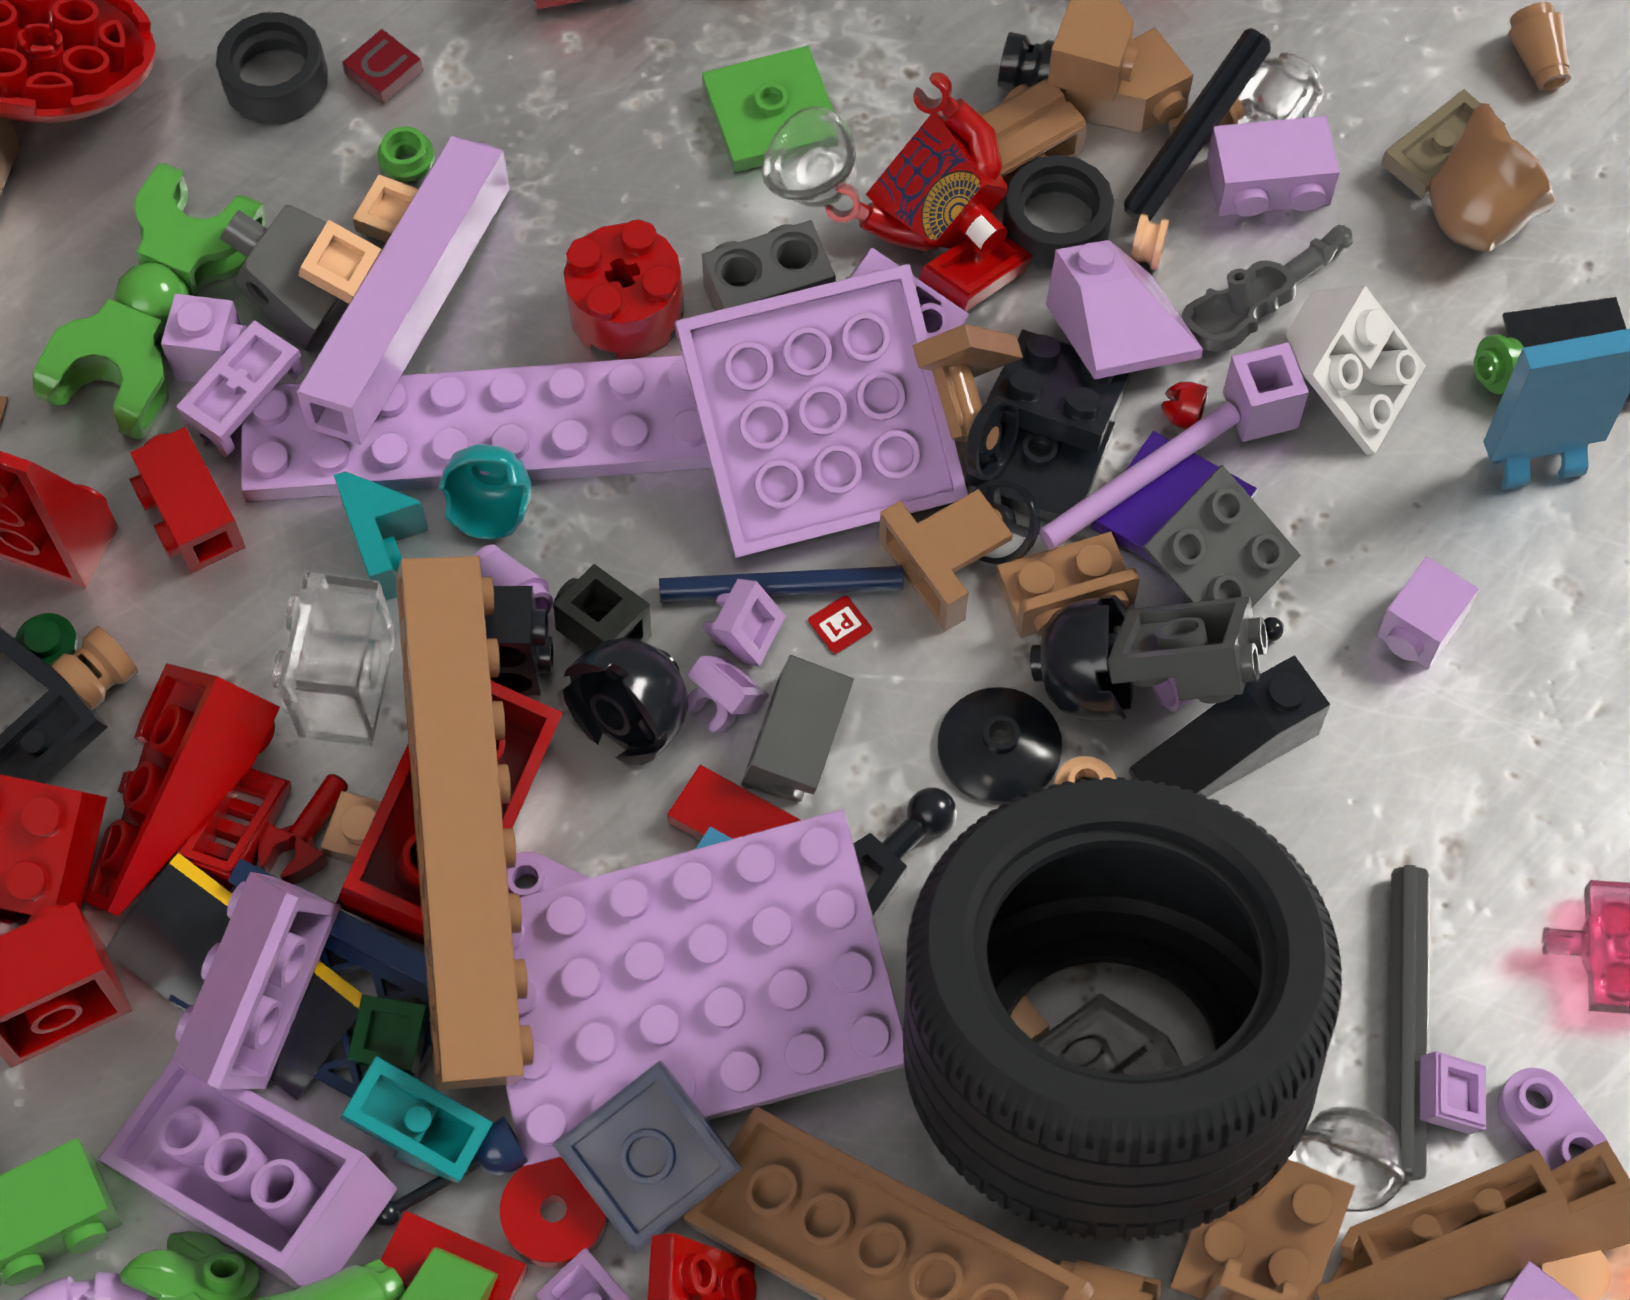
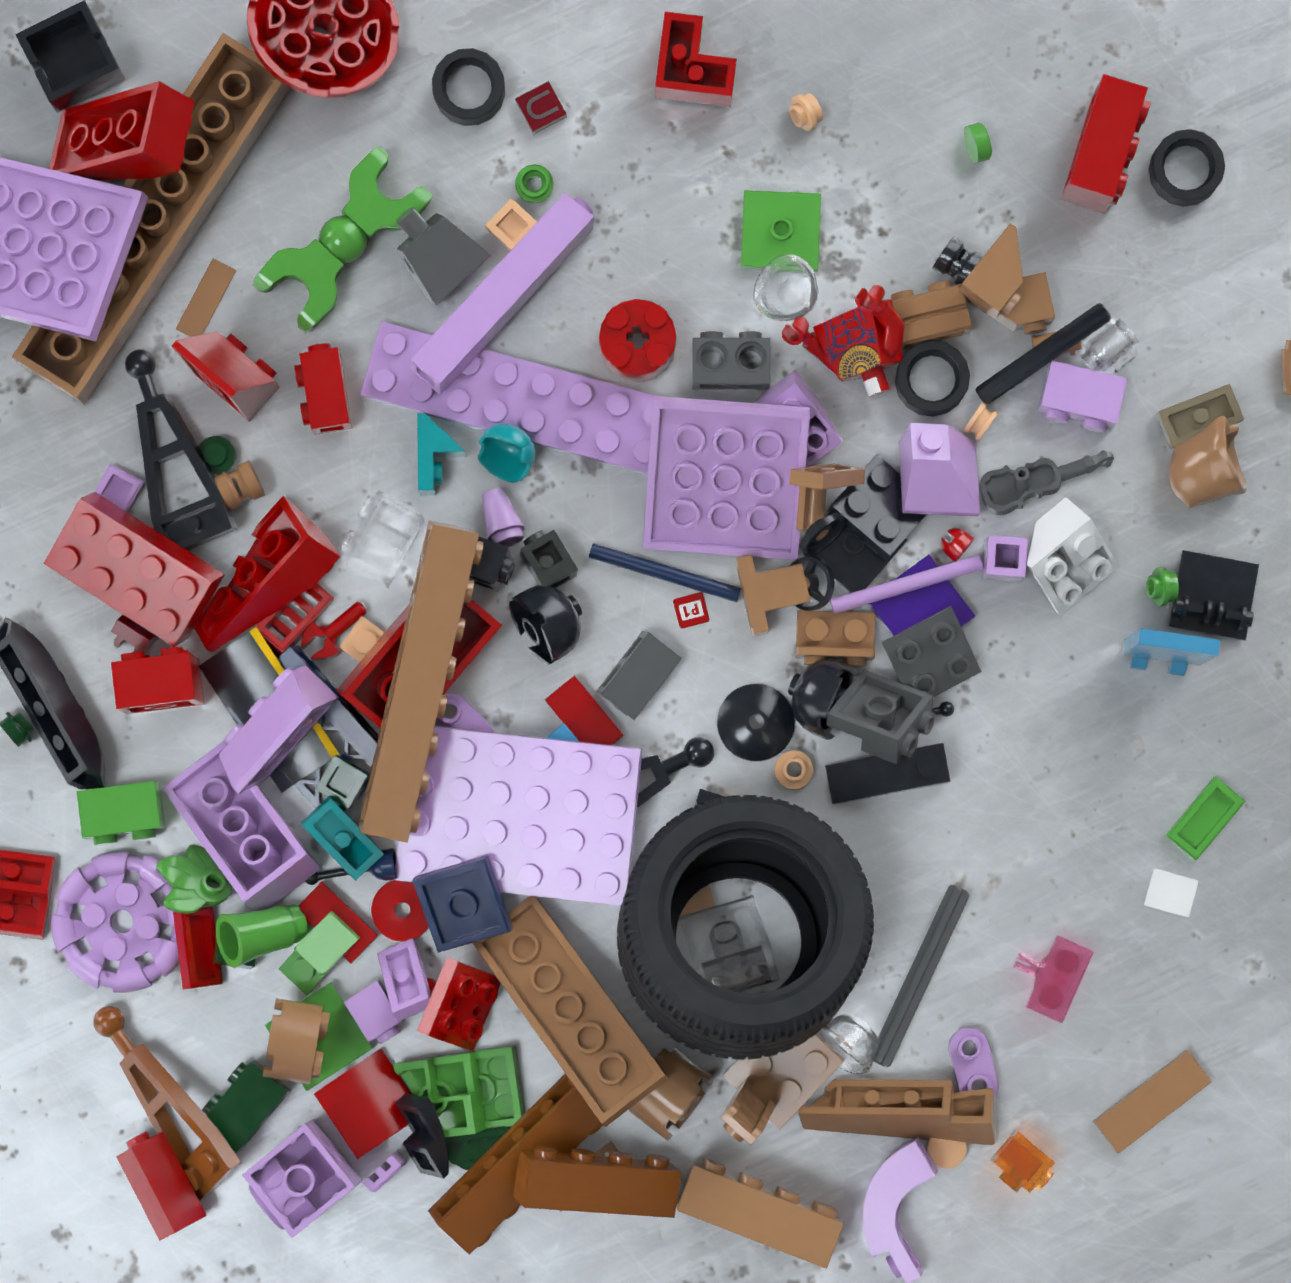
camera: 20 degrees right, 20 degrees up
(198, 334) = (367, 283): lavender brick -> none
(237, 385) = (379, 327): lavender hinge -> none
(339, 261) = (464, 269): light nougat plate -> none
(727, 687) = (606, 632): lavender tile -> none
(746, 622) = (633, 594): lavender tile -> none
(969, 276) = (854, 408): red tile -> none
(1426, 613) = (1039, 737): lavender brick -> none
(1452, 1093) = (924, 1027): lavender tile -> none

